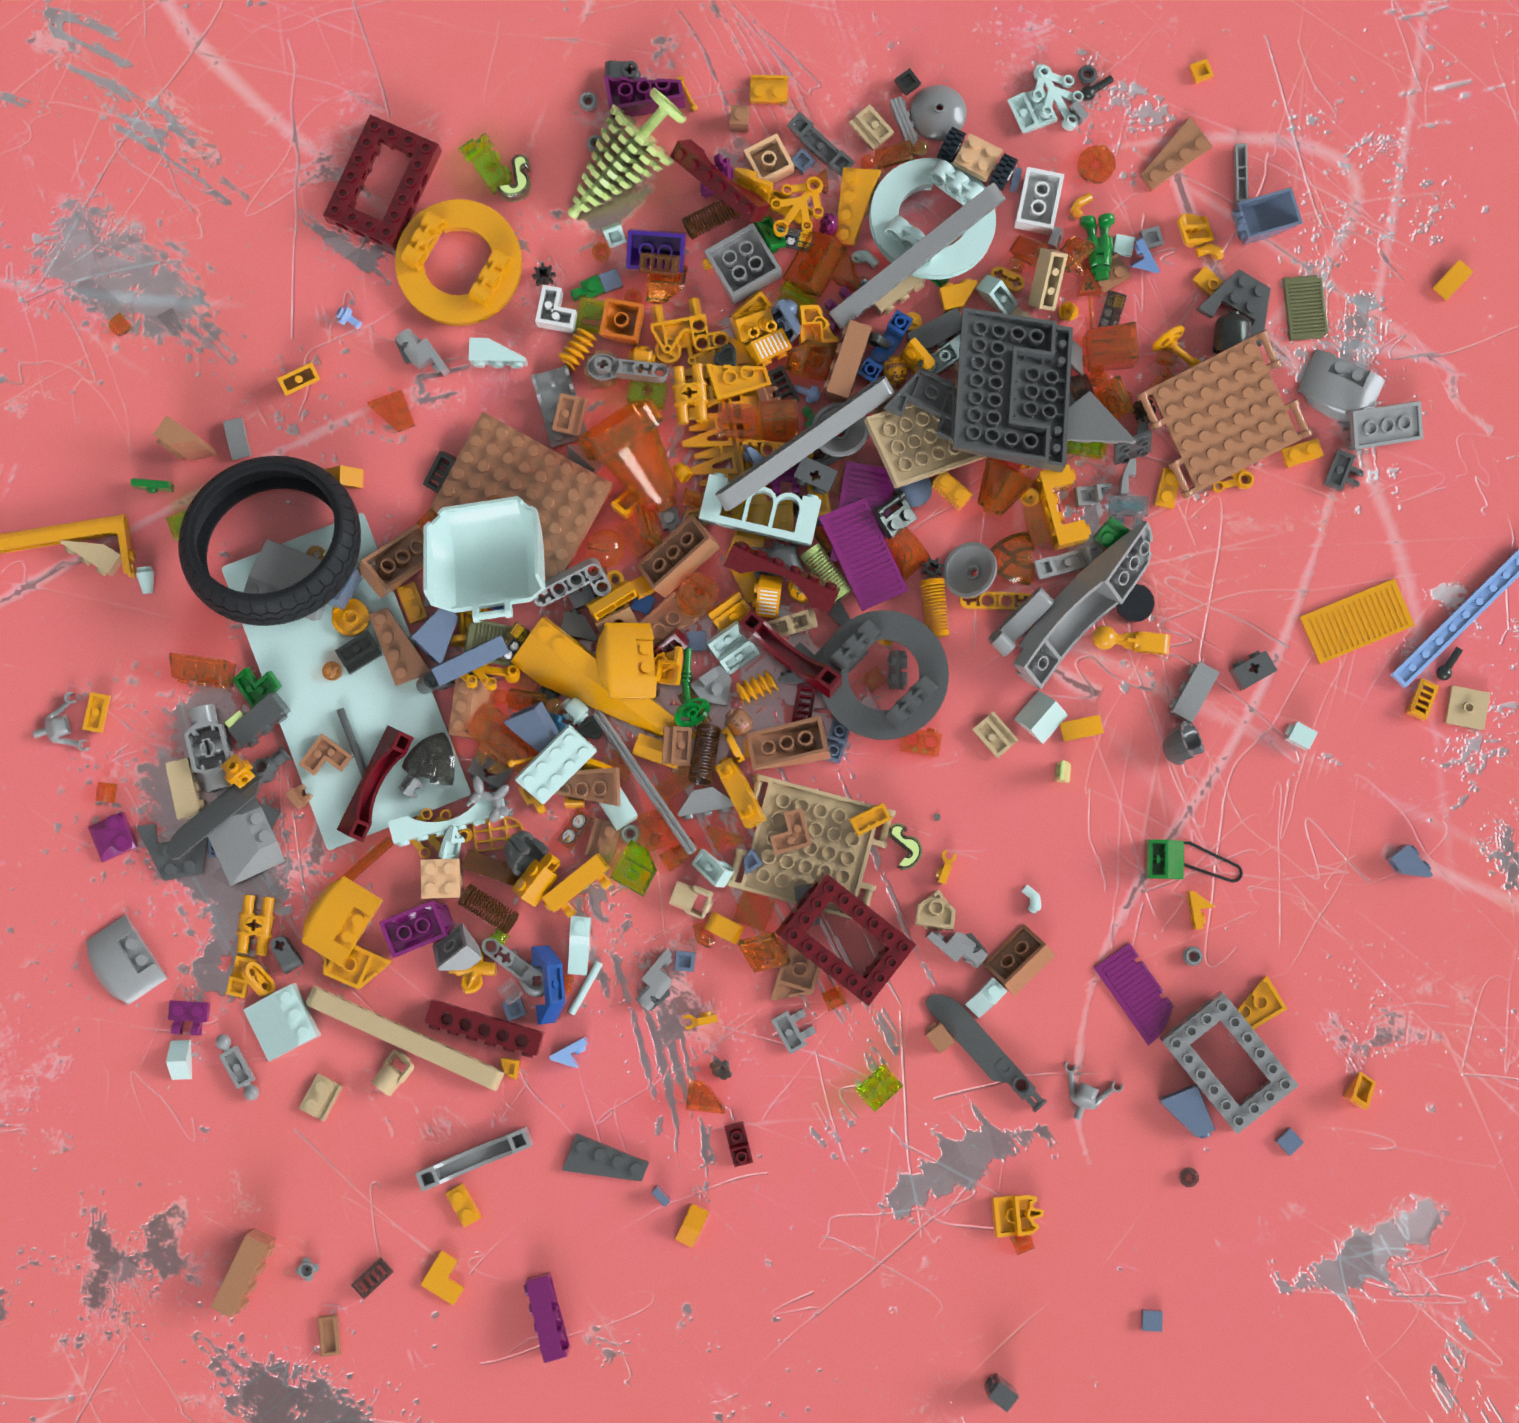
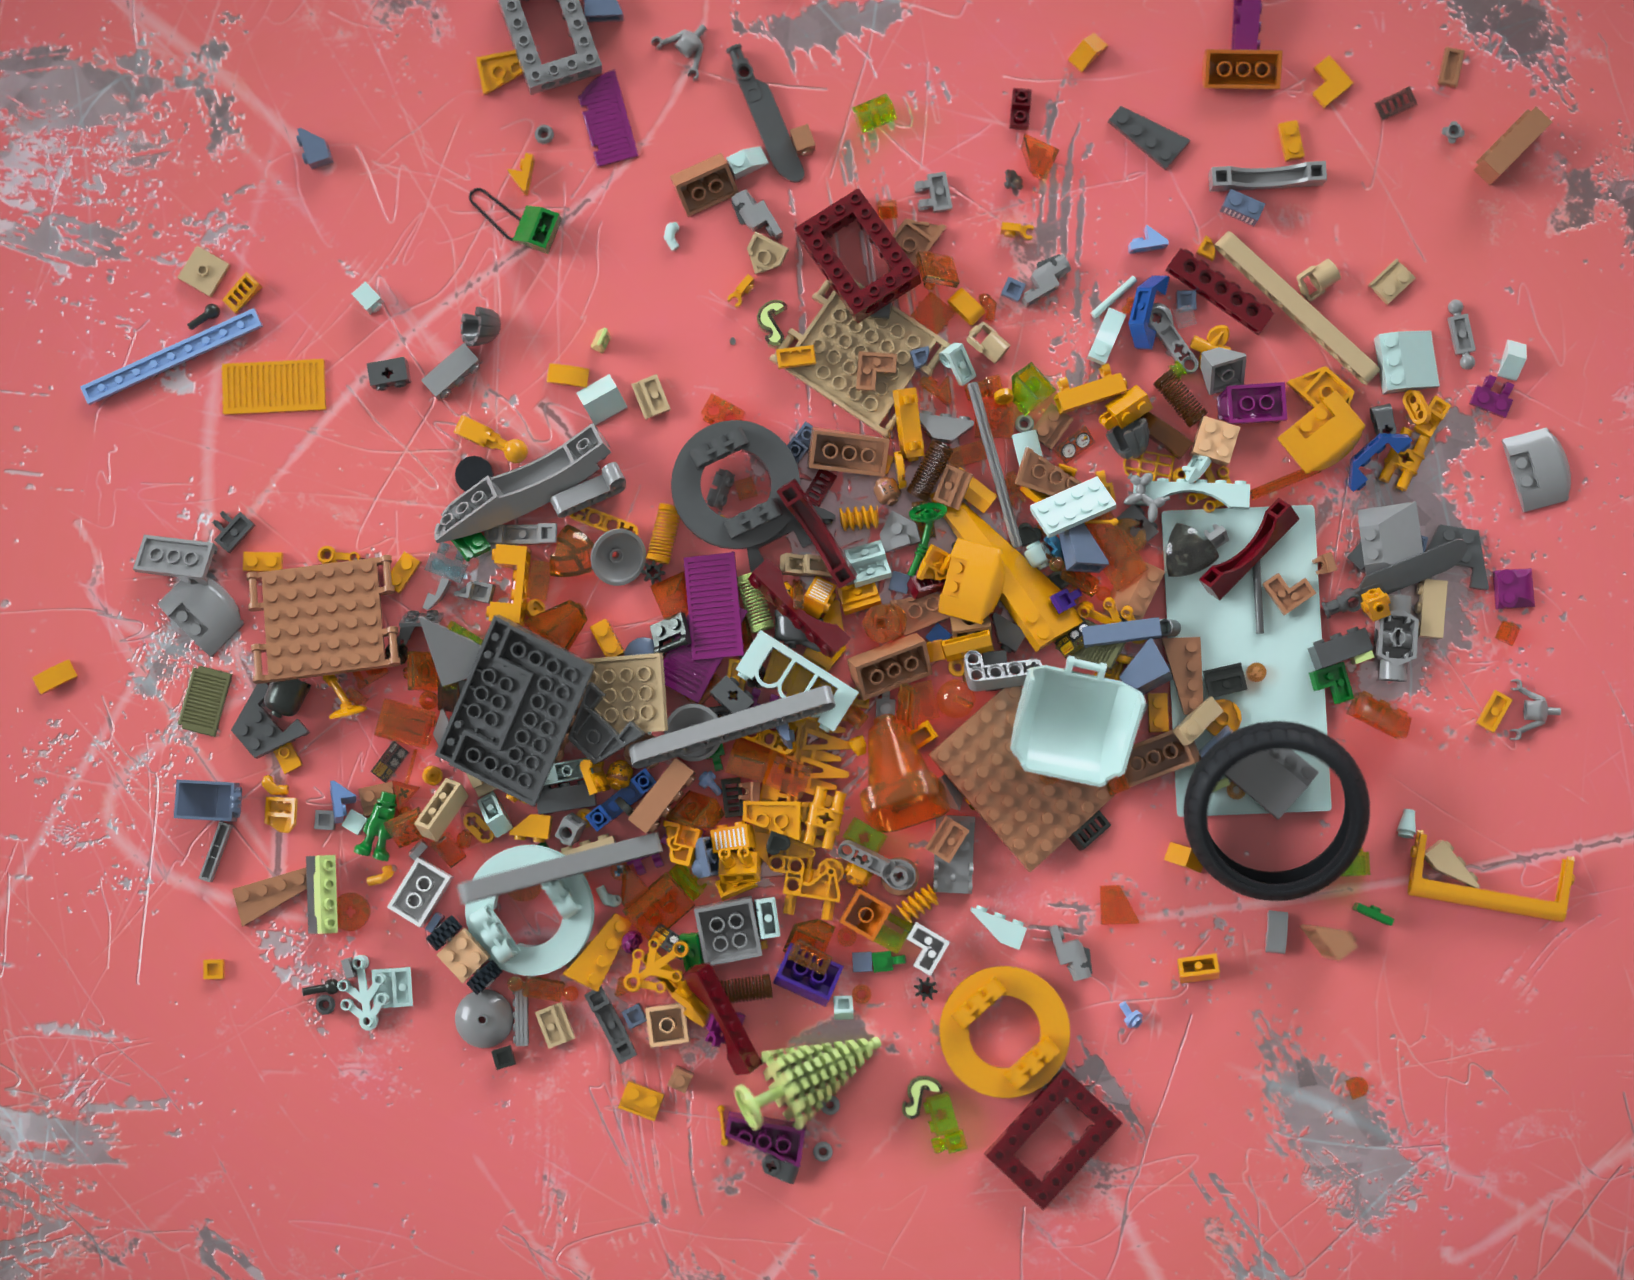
camera: 160 degrees left, 0 degrees up
(265, 935) = (1398, 442): none -> blue slope
(371, 601) = (1197, 721): none -> tan slope
(489, 1119) = (1242, 207): none -> sand blue brick
(533, 1258) = (1242, 69): none -> orange brick
(534, 674) = (1064, 600): none -> dark purple plate
(658, 849) = (1003, 396): none -> light orange tile
(661, 1196) = (1107, 86): sand blue tile -> none
(711, 287) = (767, 917): none -> light aqua brick
(787, 589) = (797, 592): none -> clear orange axle
(921, 305) = (576, 825): none -> light grey brick
(1128, 168) = (321, 894): none -> yellowish green piece

